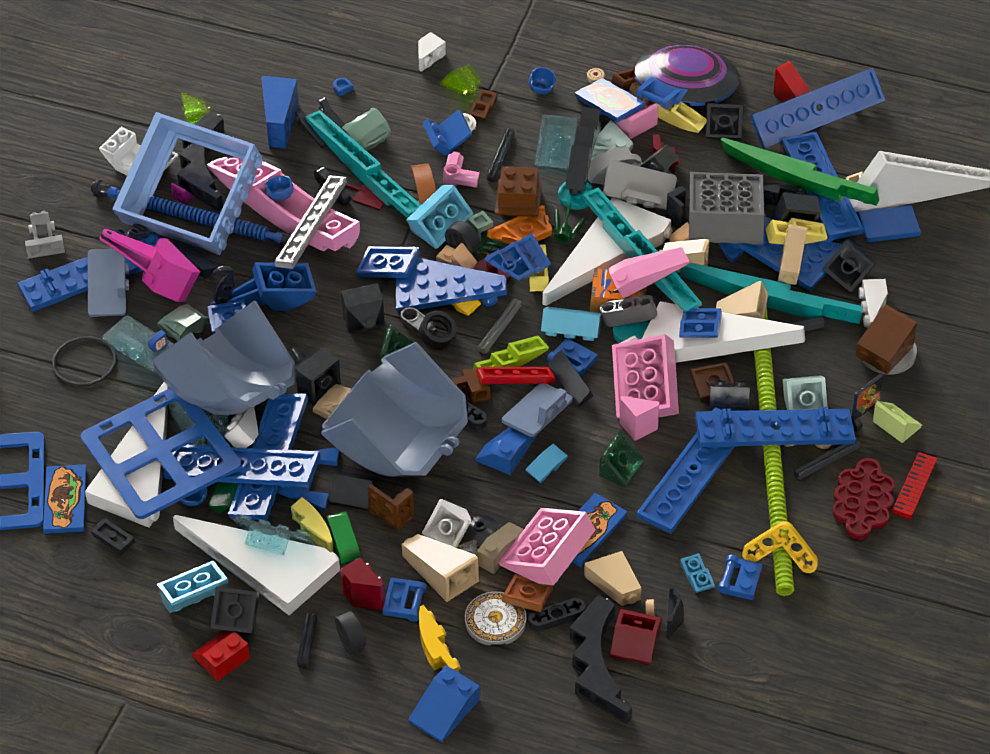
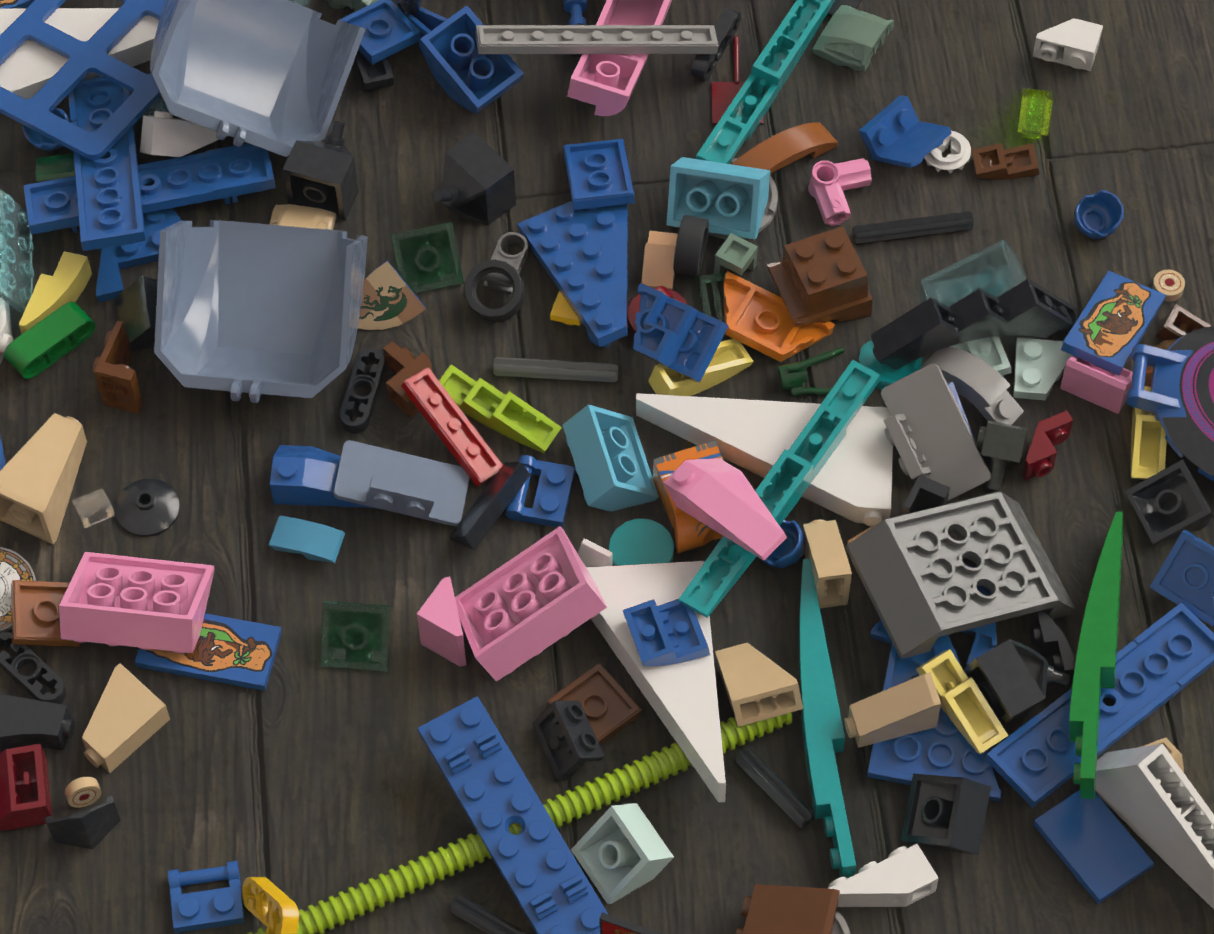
camera: 65 degrees right, 10 degrees up
(447, 523) = (125, 457): white slope -> none
(496, 546) = (119, 537): dark tan slope -> none
(628, 310) = (656, 524): dark grey beam -> none
(682, 485) = (346, 741): blue piece -> none
(696, 573) = (187, 832): dark azure slope -> none

